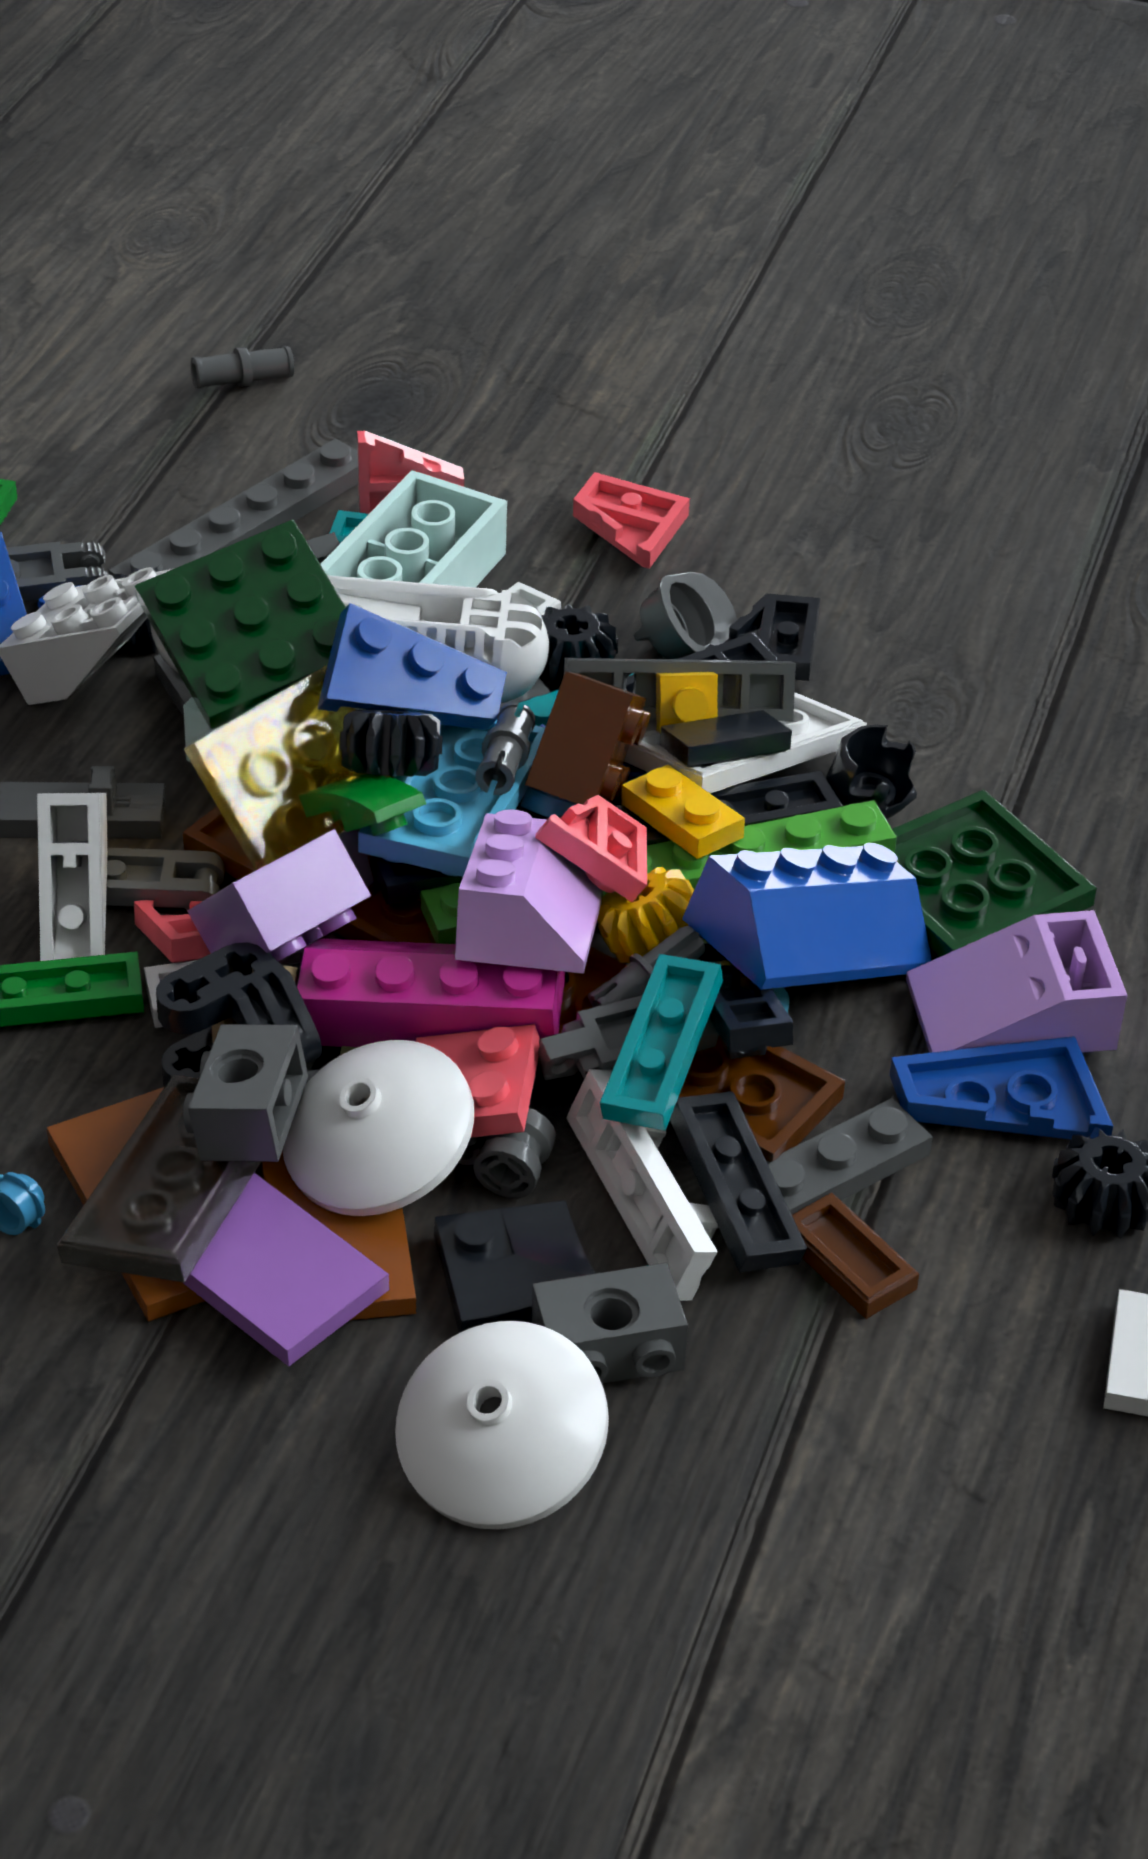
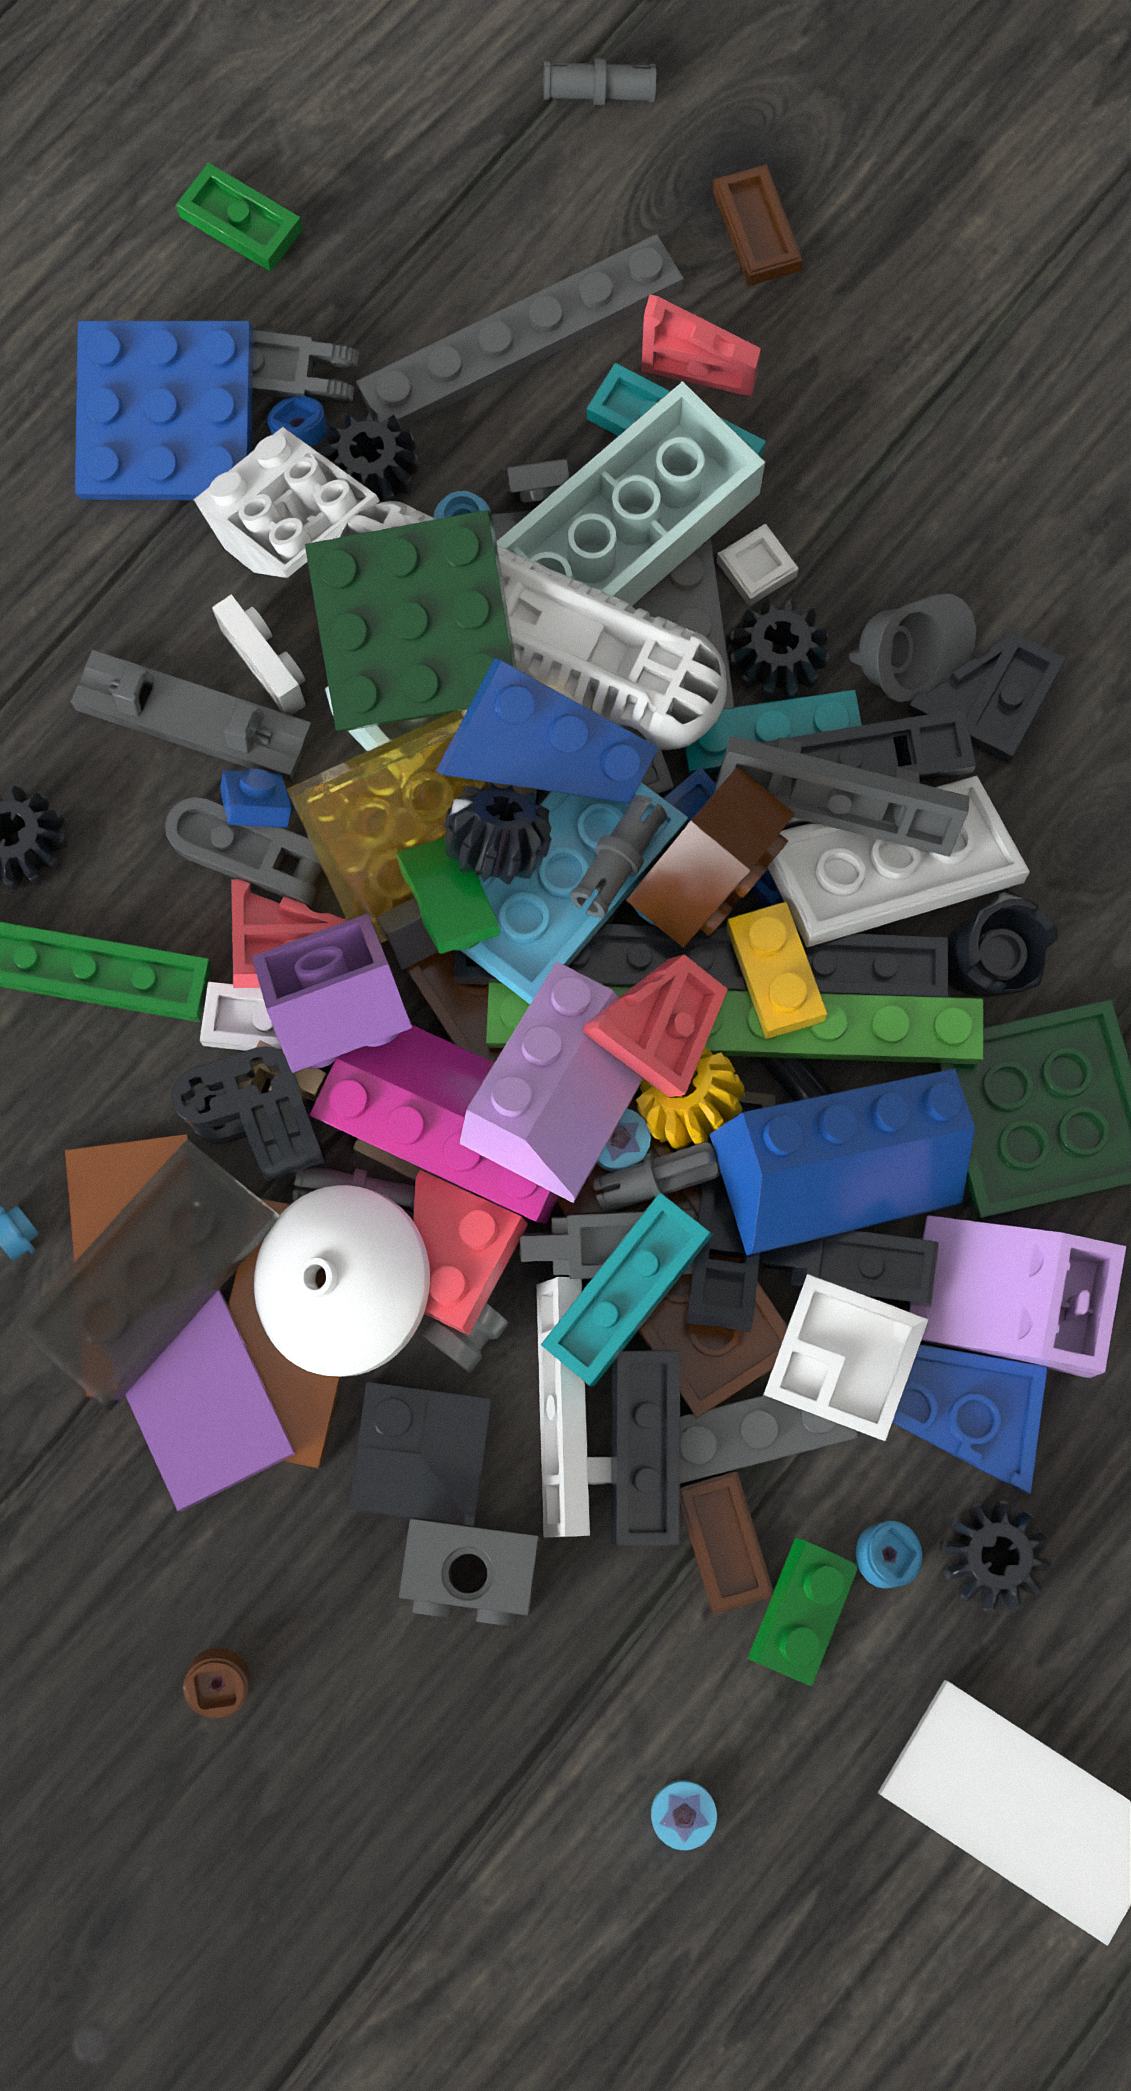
camera: 25 degrees right, 35 degrees up
(72, 874) = (168, 855): white slope -> none
(86, 741) = (248, 636): none -> white plate
(139, 831) = (255, 798): none -> blue plate
(247, 1093) = (222, 1264): dark grey brick -> none
(387, 1499) = (216, 1683): none -> reddish brown tile
(417, 423) = (757, 225): none -> reddish brown tile
(525, 1454) = (366, 1642): white dish -> none
(601, 965) = (627, 1144): none -> tile
(630, 515) = (923, 454): coral wing -> none
(685, 697) = (839, 821): yellow plate -> none
(725, 738) = (859, 883): black tile -> none
(866, 1009) = (865, 1263): none -> black hinge
(888, 1063) = (846, 1357): none -> white plate
(923, 1473) = (683, 1814): none -> medium azure tile
(953, 1277) = (803, 1611): none -> green plate
(1009, 1213) = (888, 1554): none -> dark azure tile

